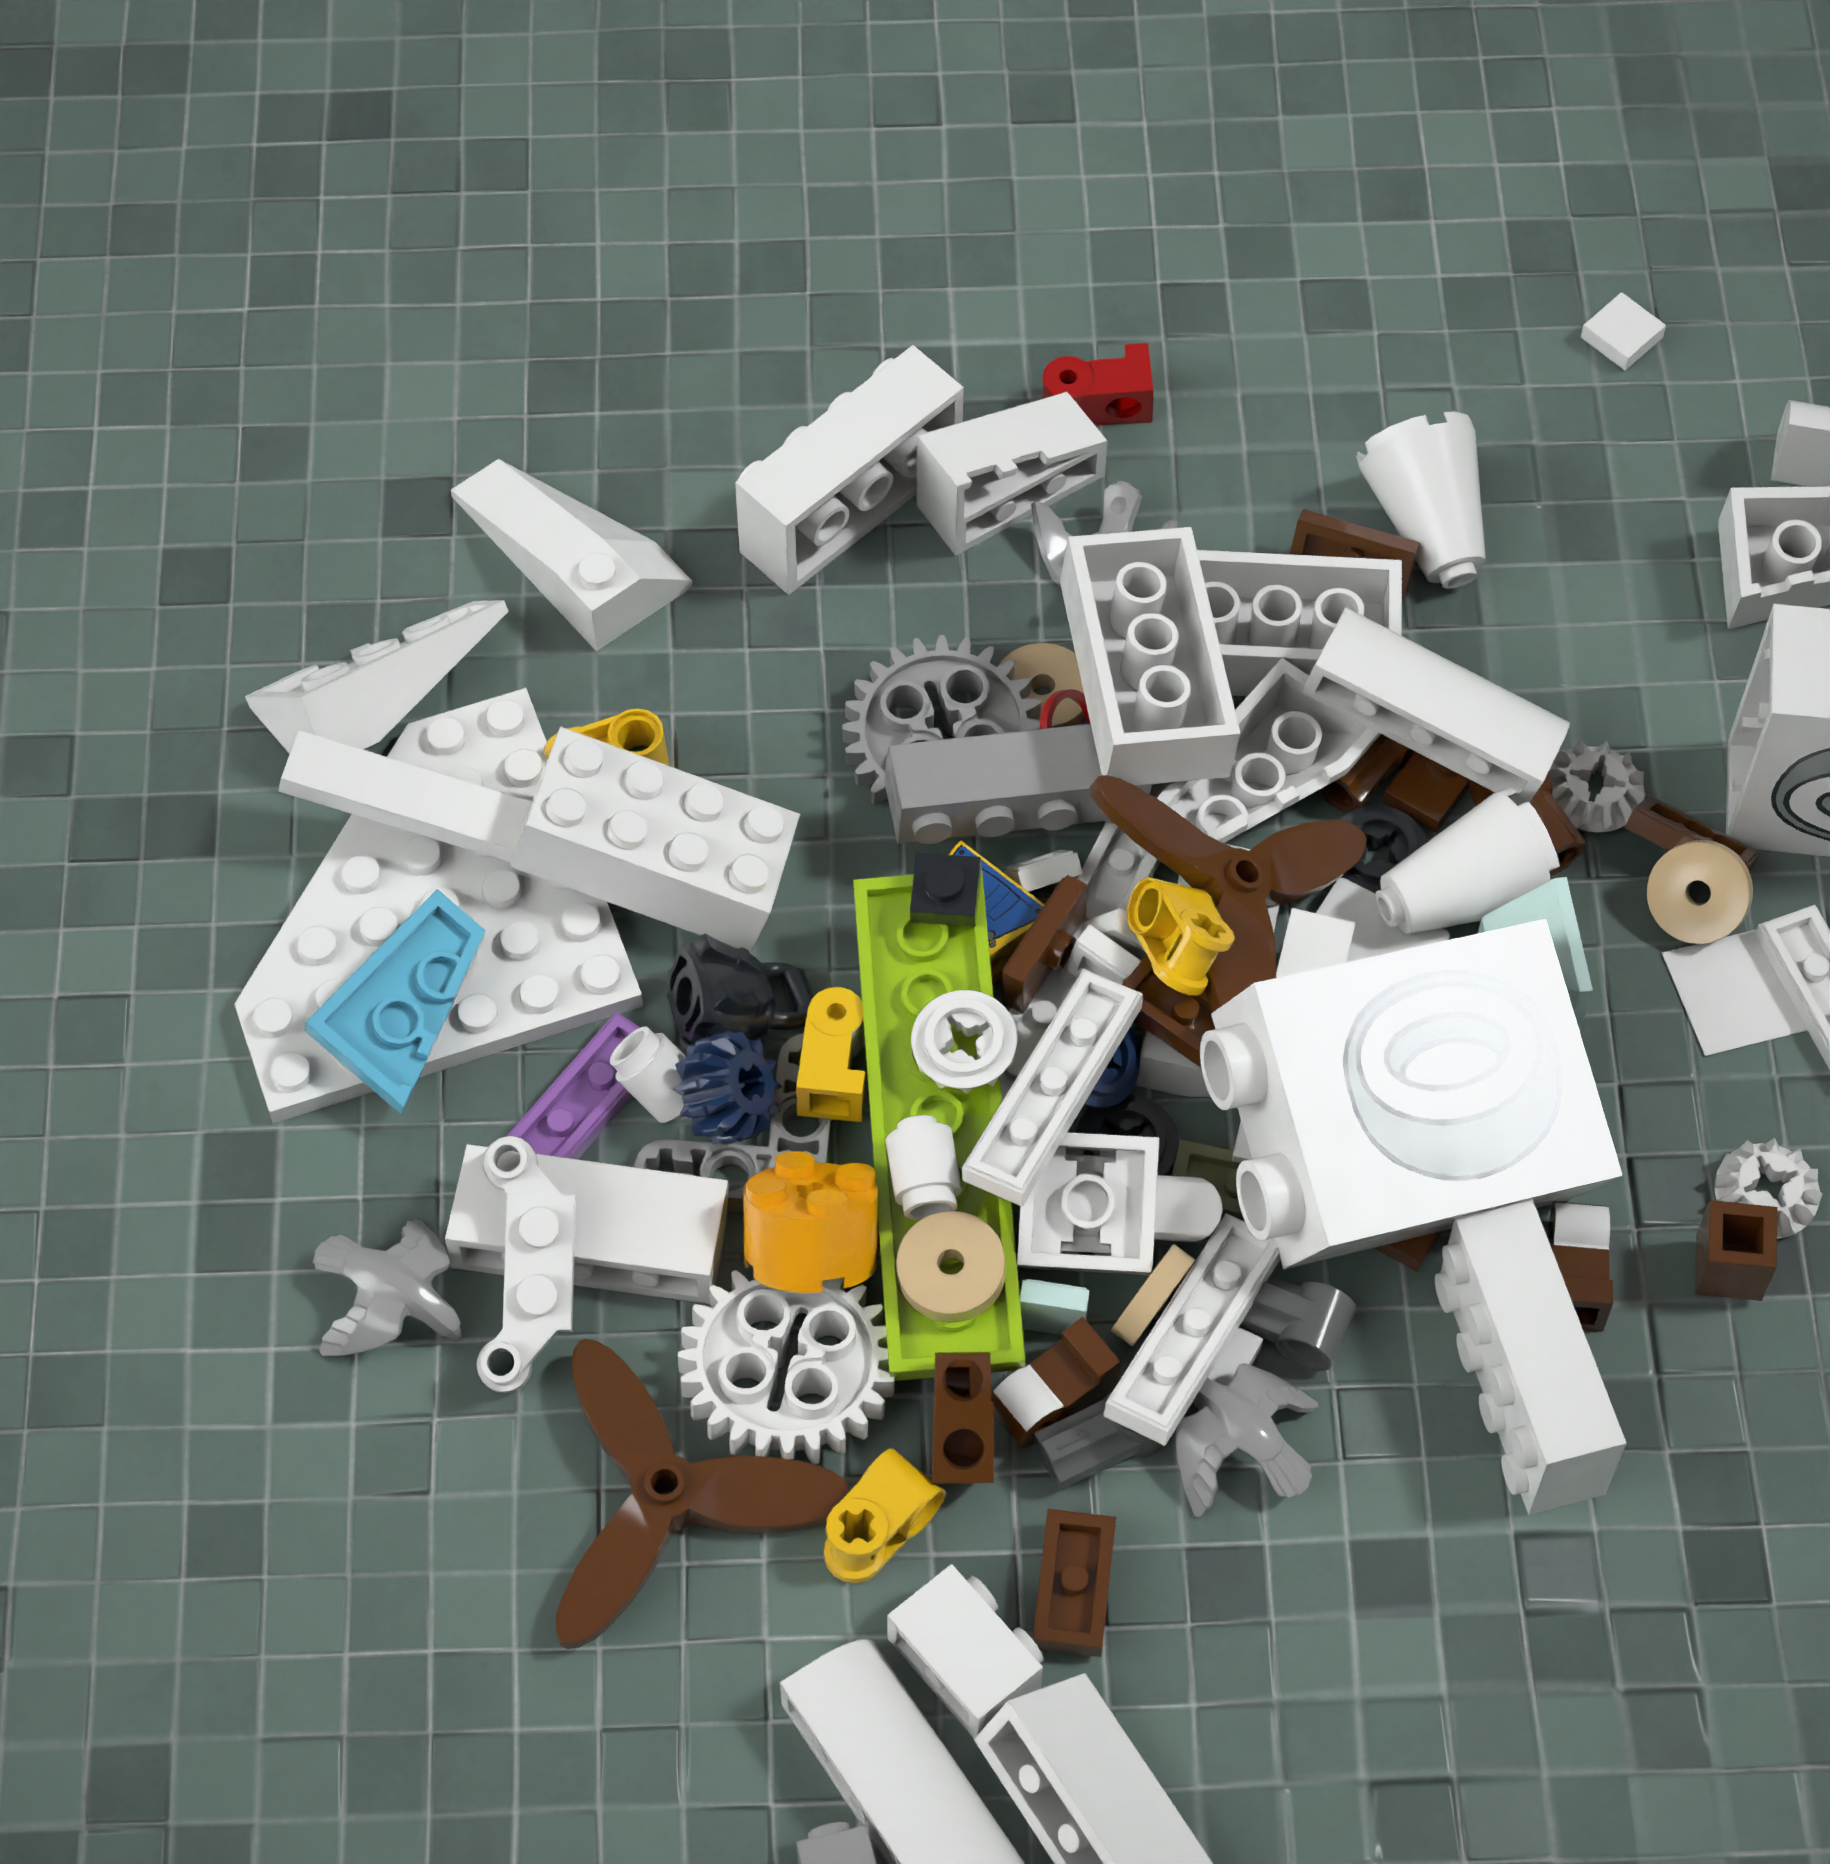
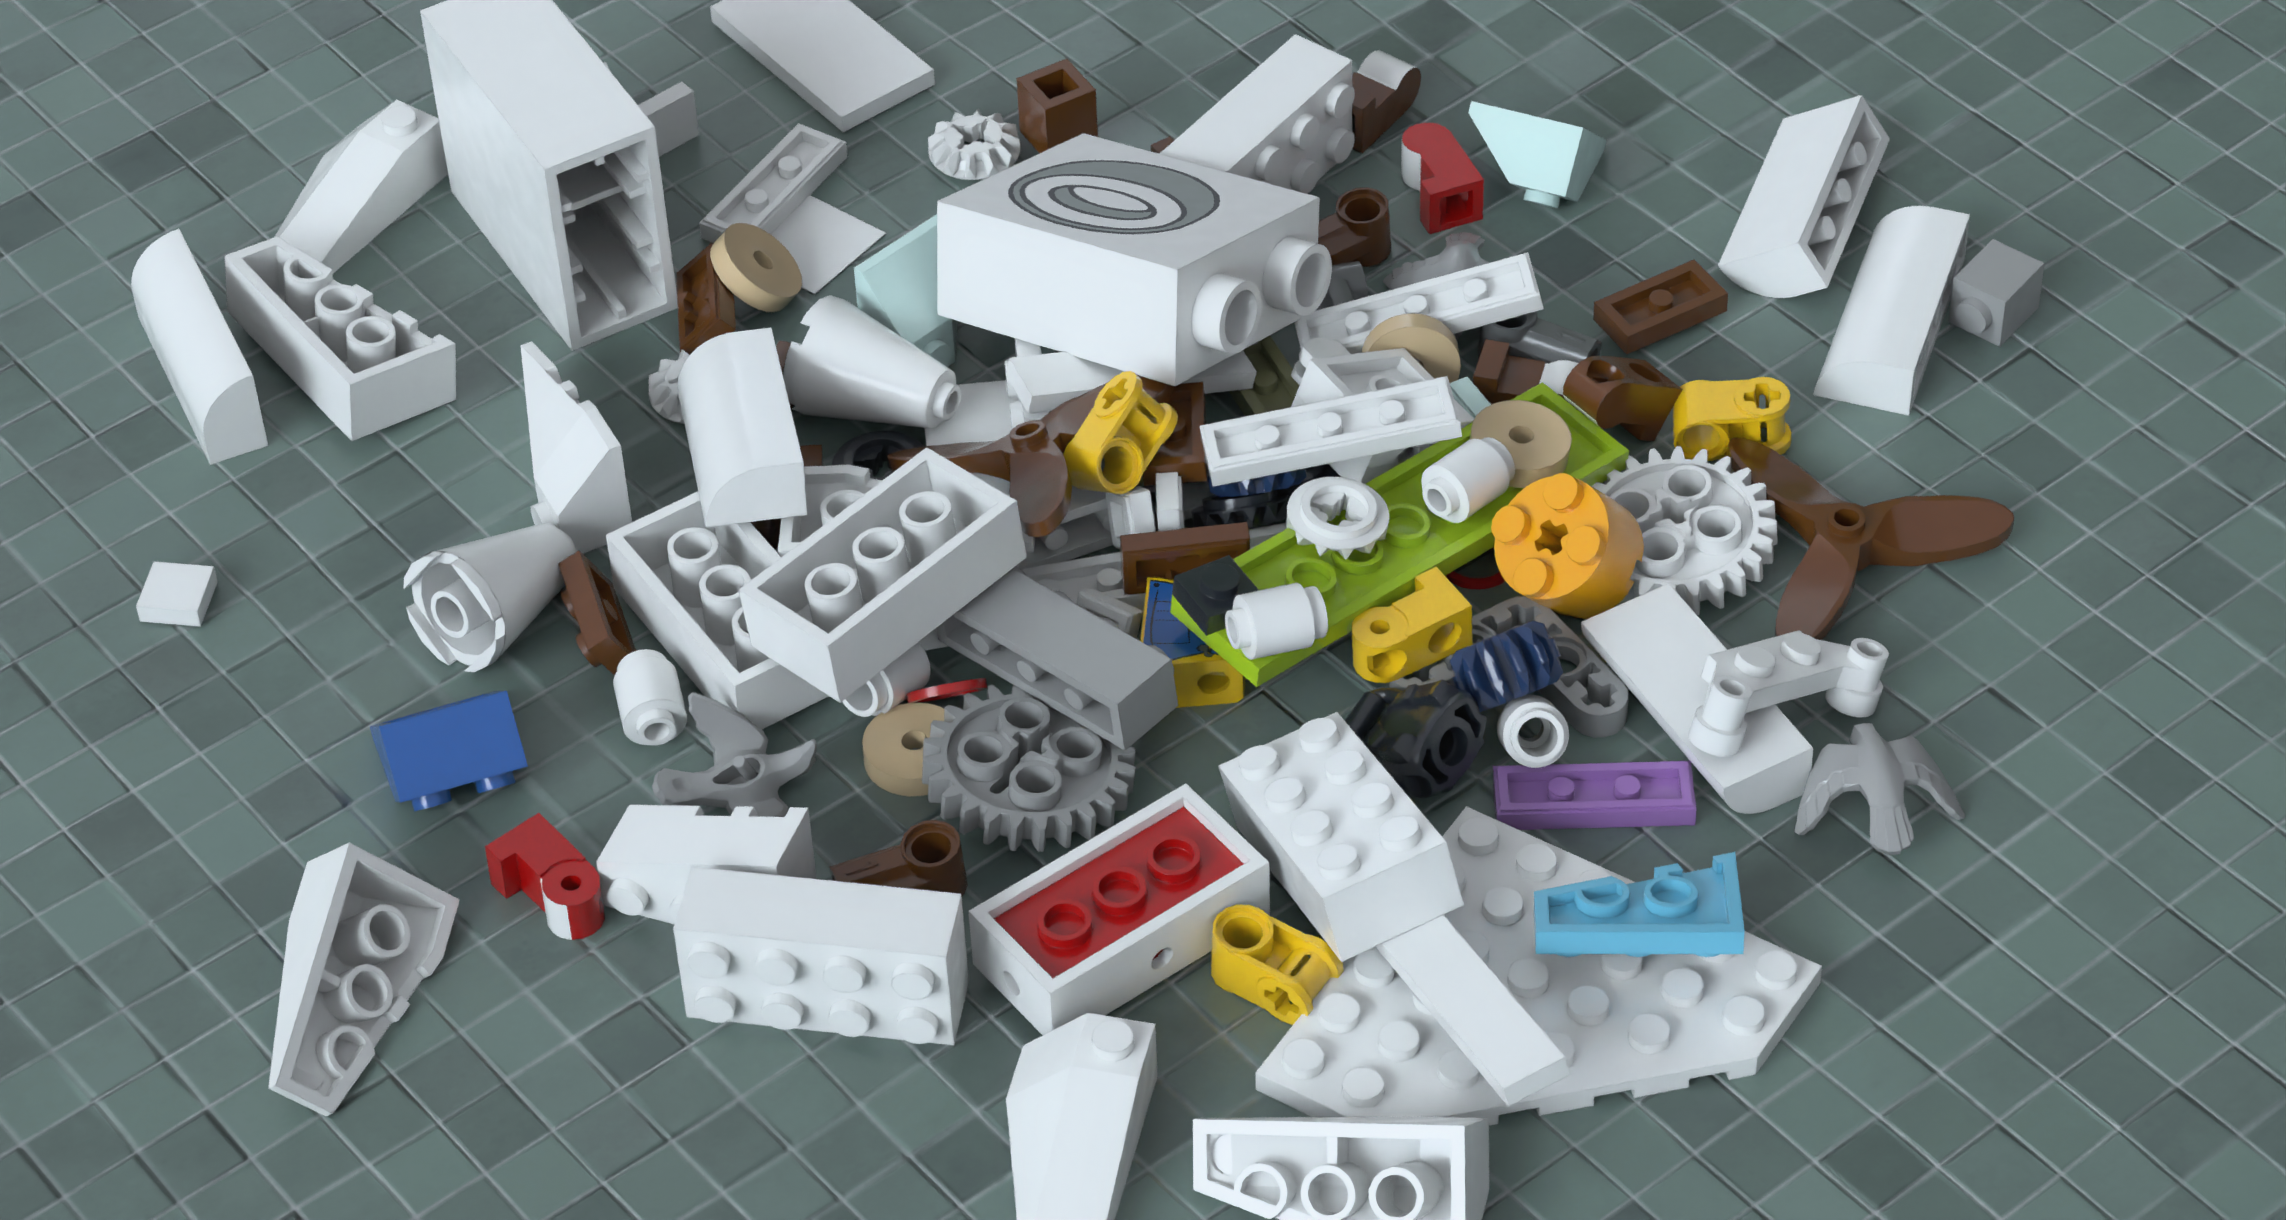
camera: 125 degrees left, 15 degrees down
(732, 672) = (1116, 911): none -> brick
(870, 896) = (1276, 620): none -> white brick
(908, 589) = (924, 860): none -> reddish brown piece
(964, 1648) = (1772, 323): white brick -> none
(1119, 238) = (351, 963): none -> white wedge
(1233, 531) = (649, 698): none -> white brick
(1295, 394) = (450, 748): none -> blue slope
(1374, 1637) = (1539, 153): none -> light aqua slope
(1380, 1374) = (1358, 228): none -> reddish brown piece
(1405, 1533) = (1444, 175): none -> red leg
(1551, 629) = (573, 458): none -> white wedge
(1567, 1552) = (1383, 93): none -> reddish brown leg

